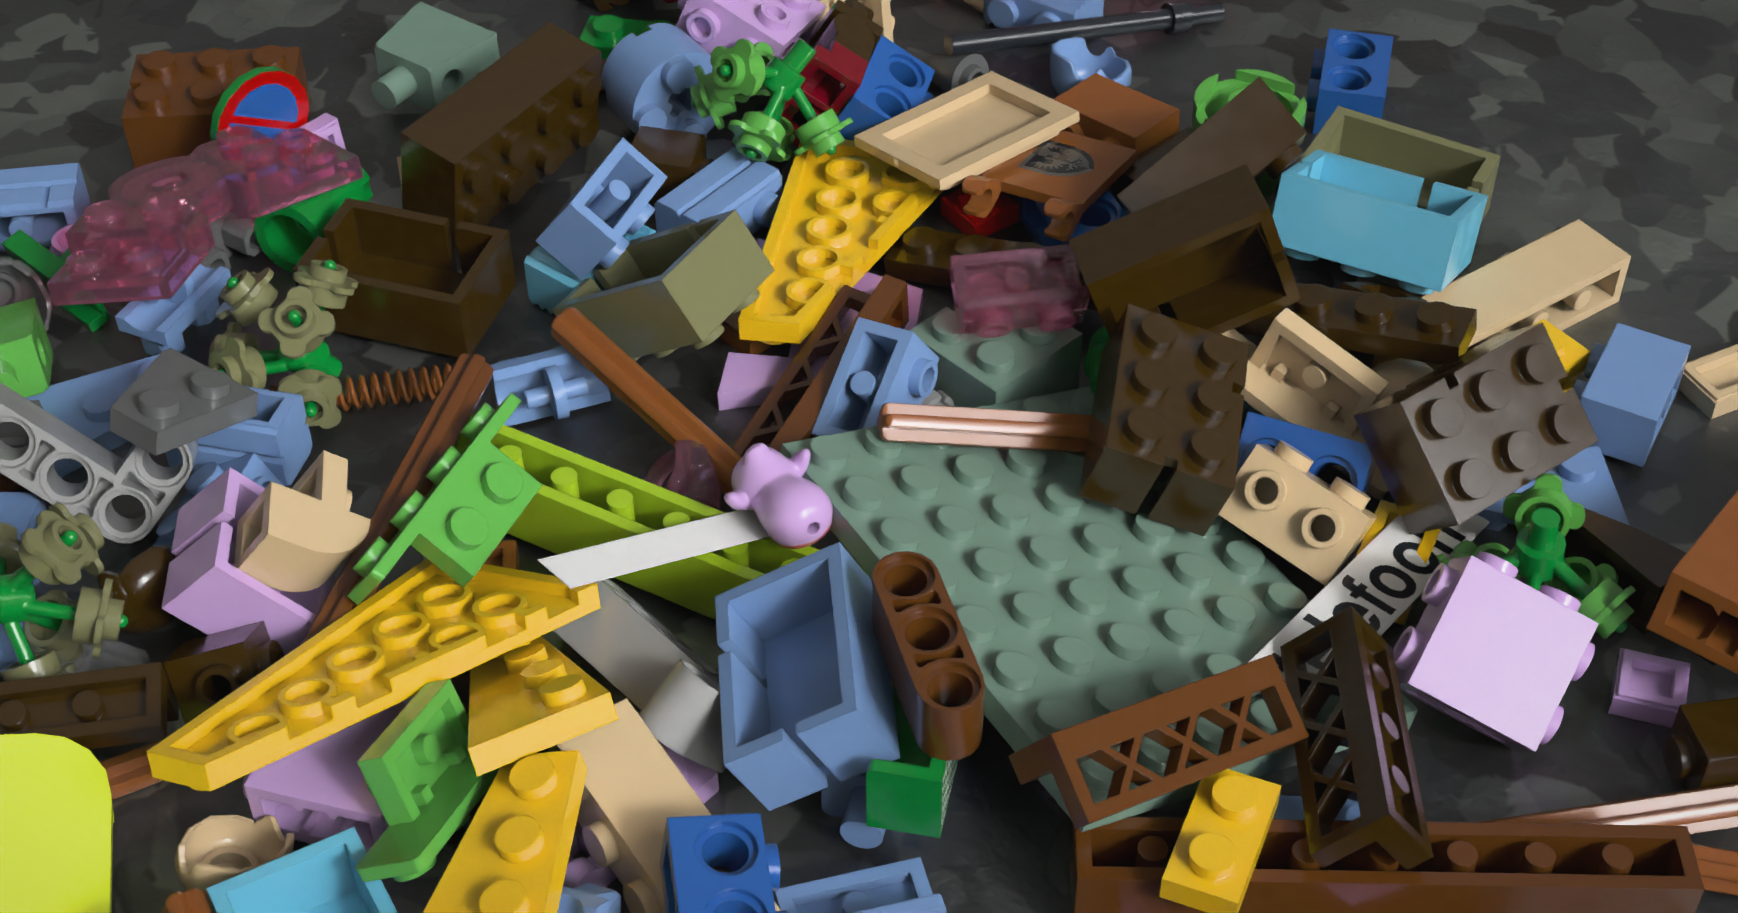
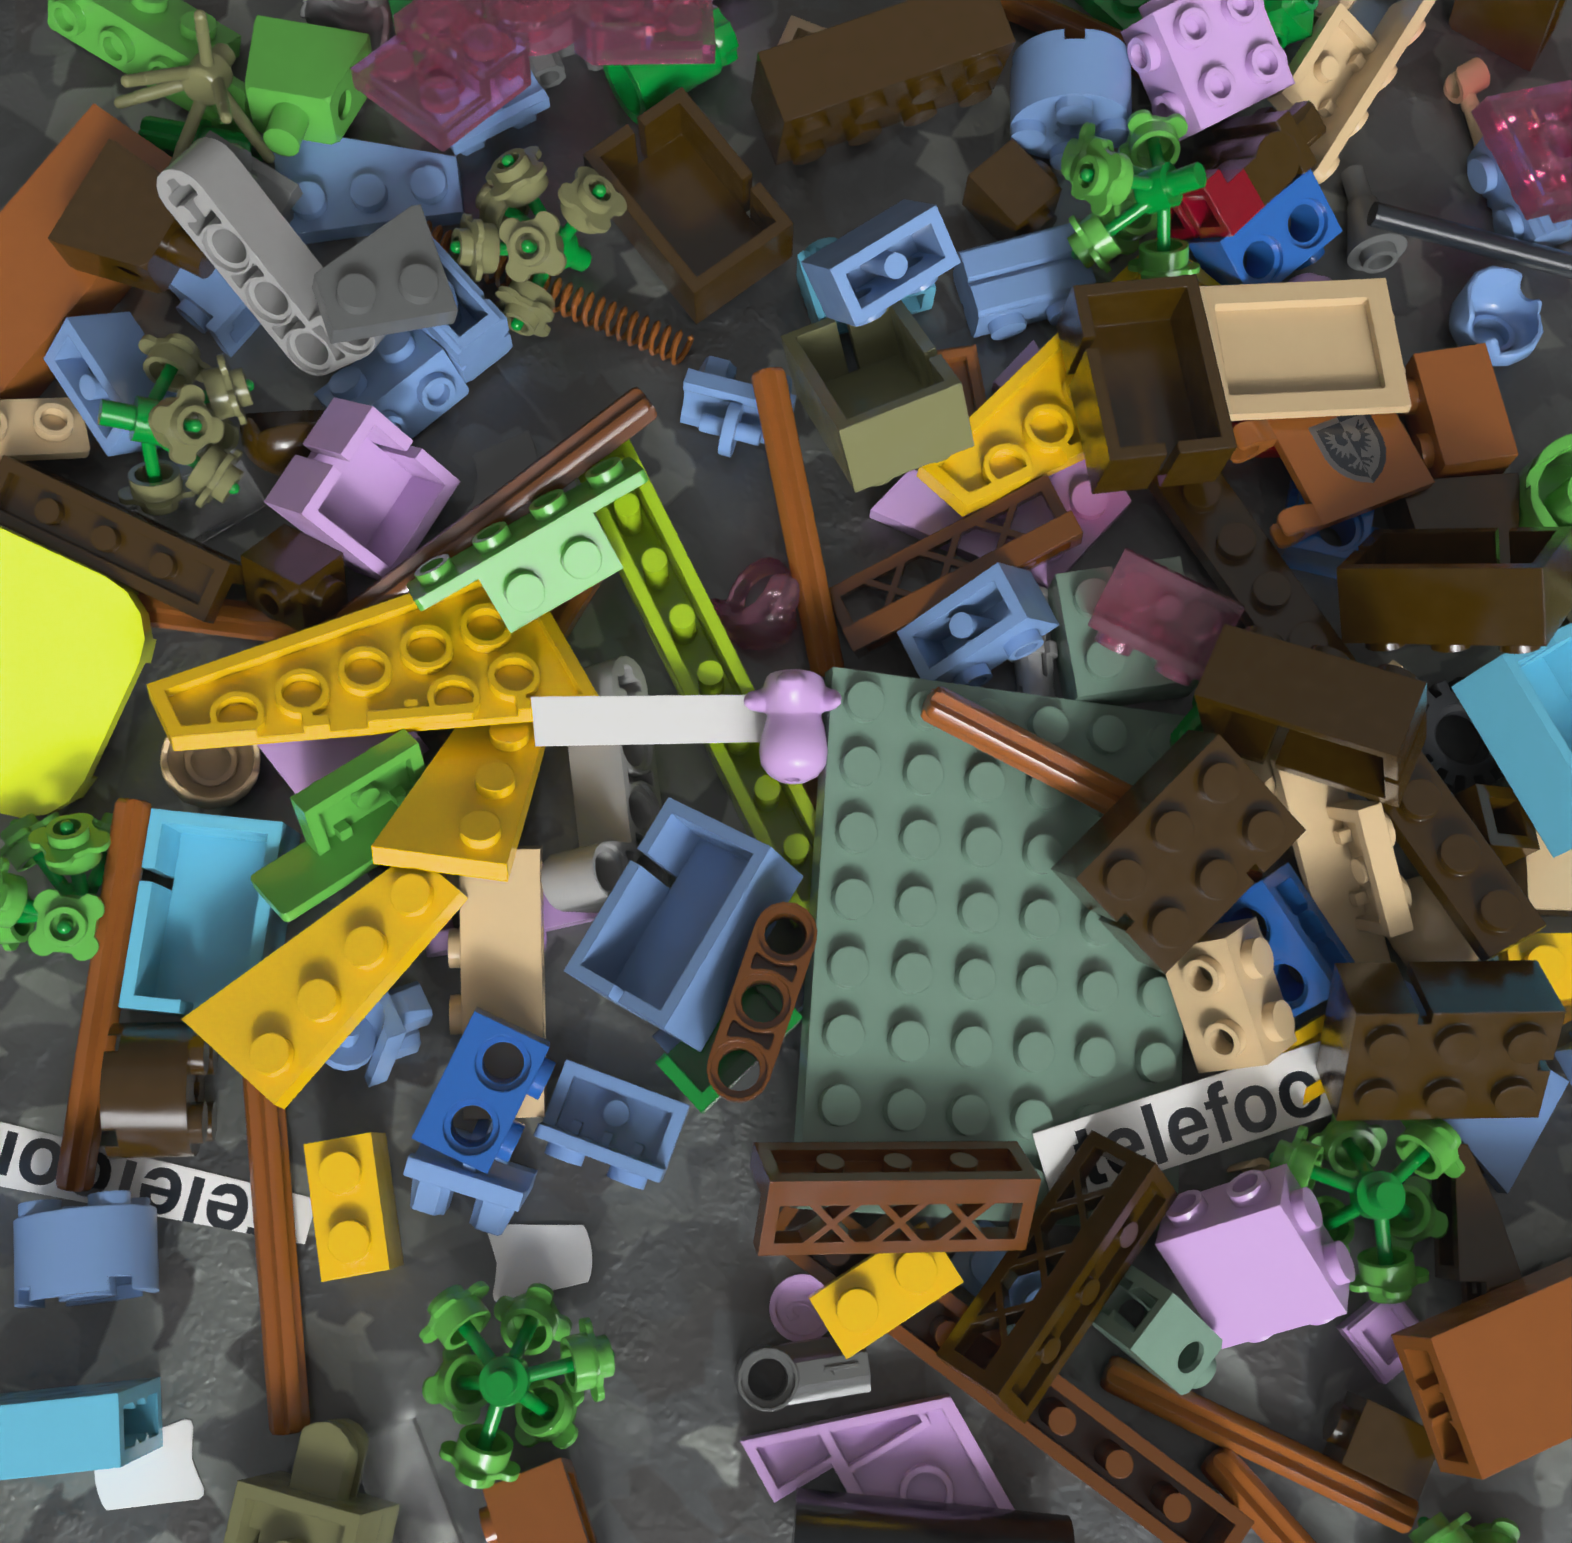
camera: 30 degrees right, 35 degrees up
(301, 533) = (405, 511): tan brick -> none
(874, 182) = (1145, 383): none -> dark brown piece
(1473, 755) = (1168, 1340): none -> sand green torso

